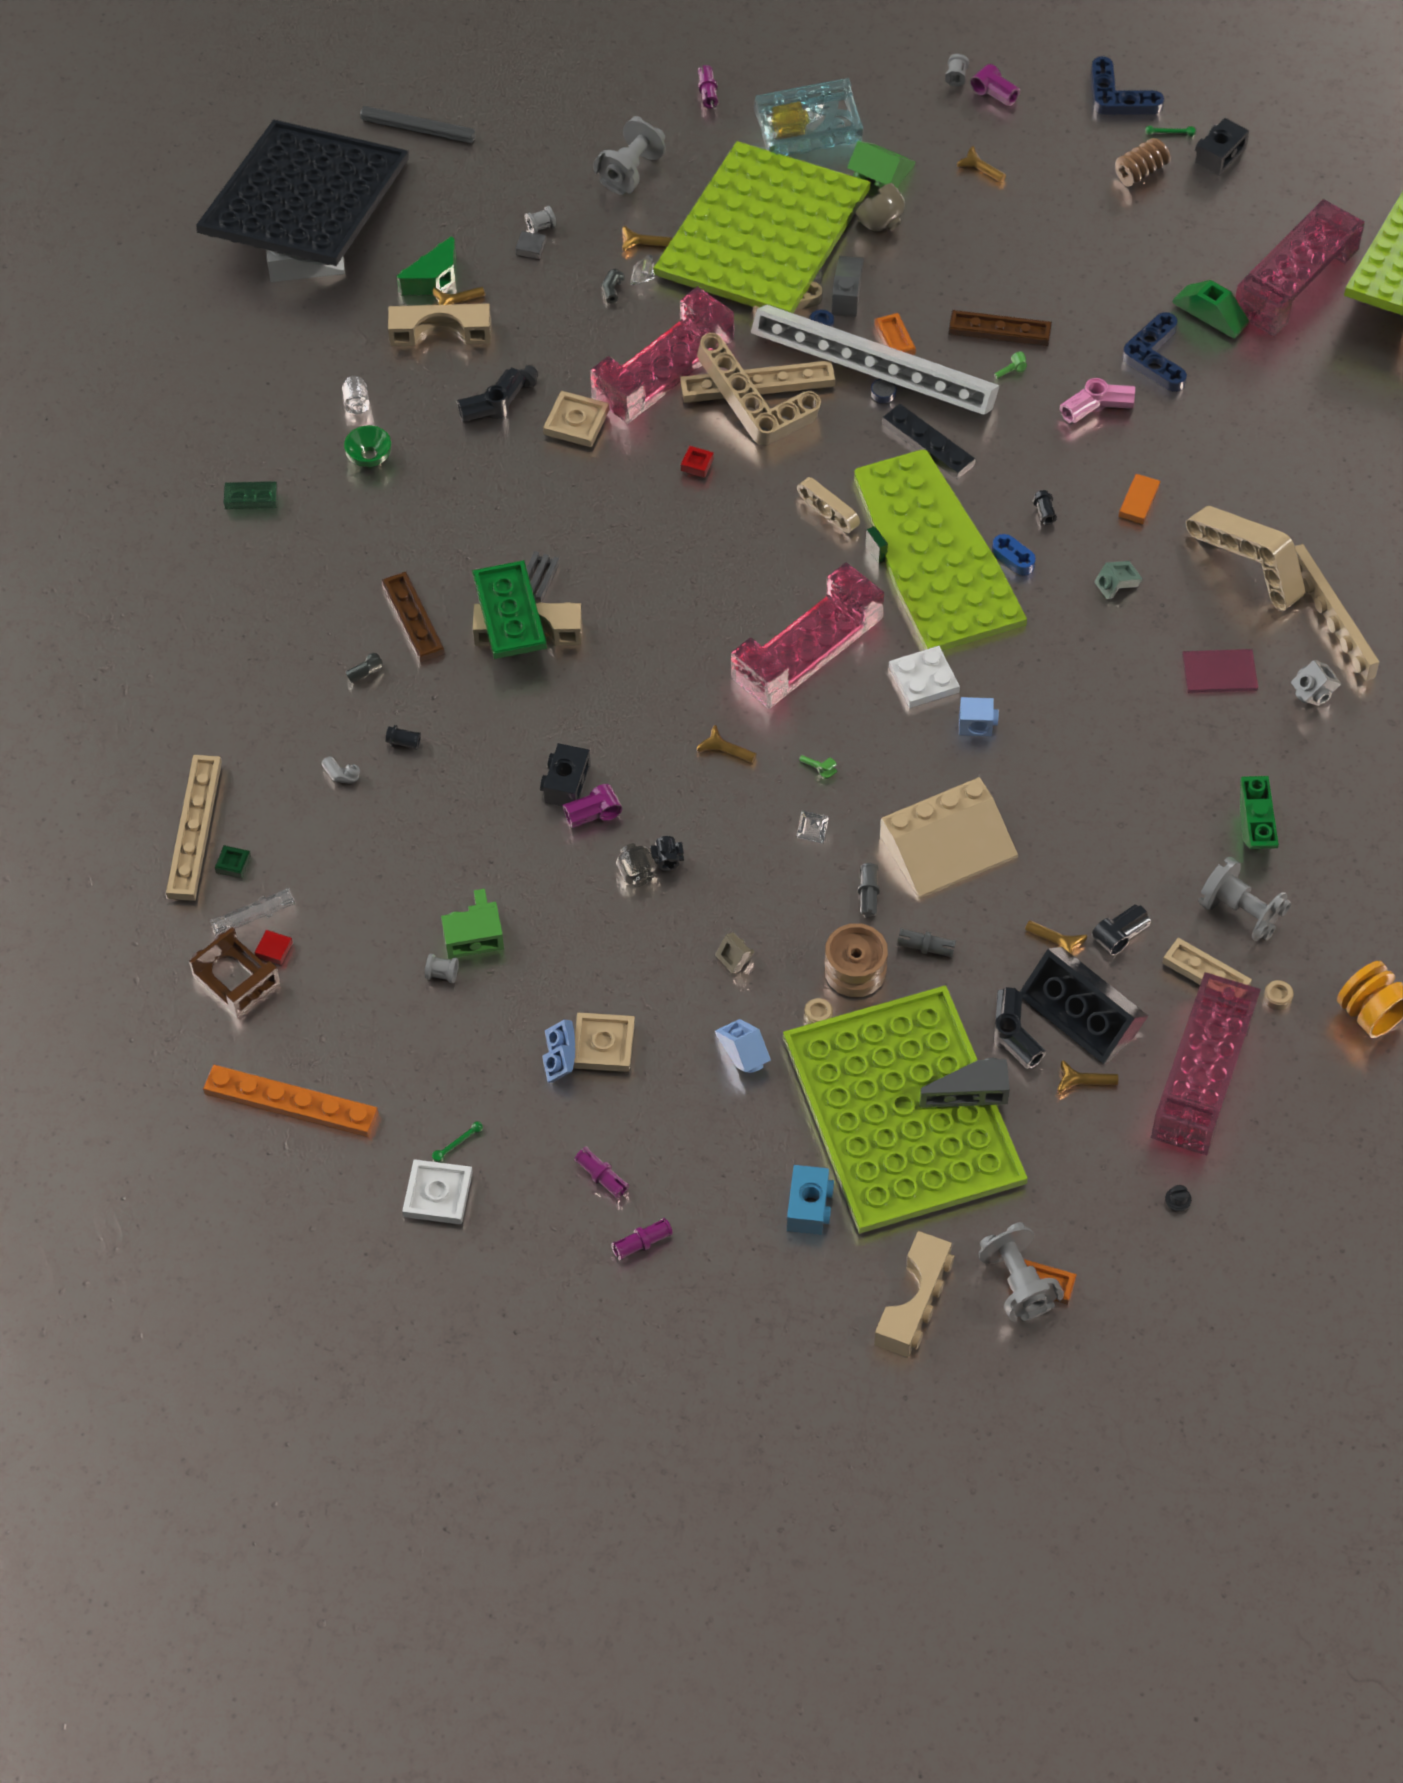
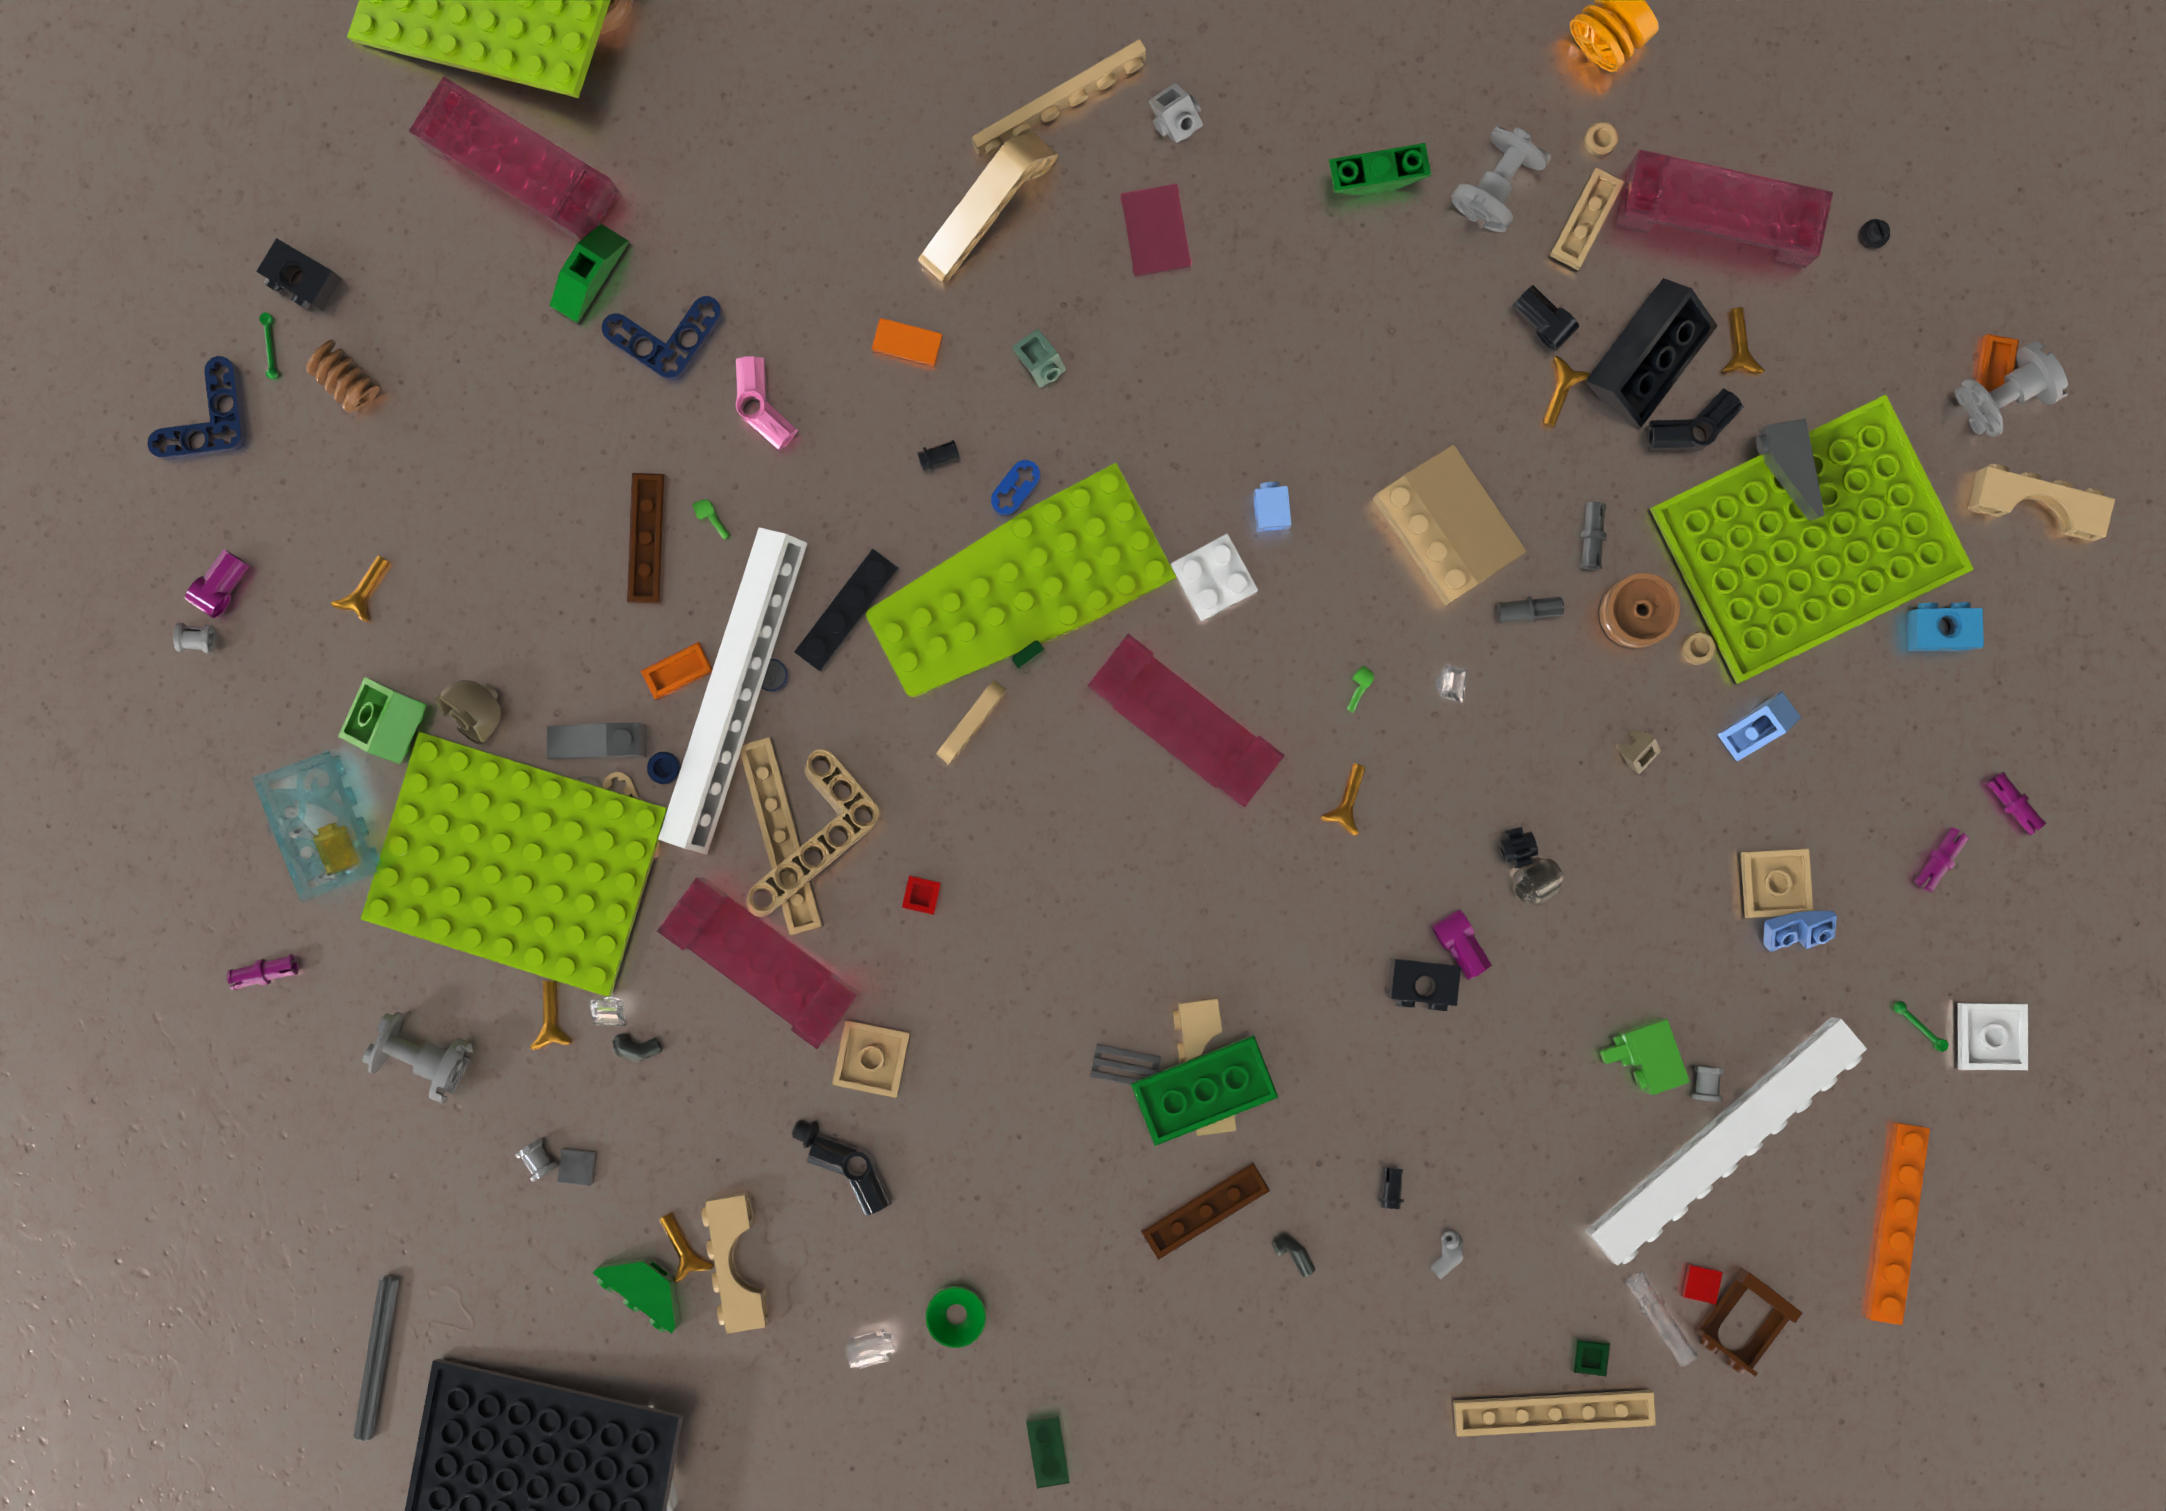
camera: 95 degrees left, 30 degrees up
(392, 976) = (1726, 1140): none -> white brick

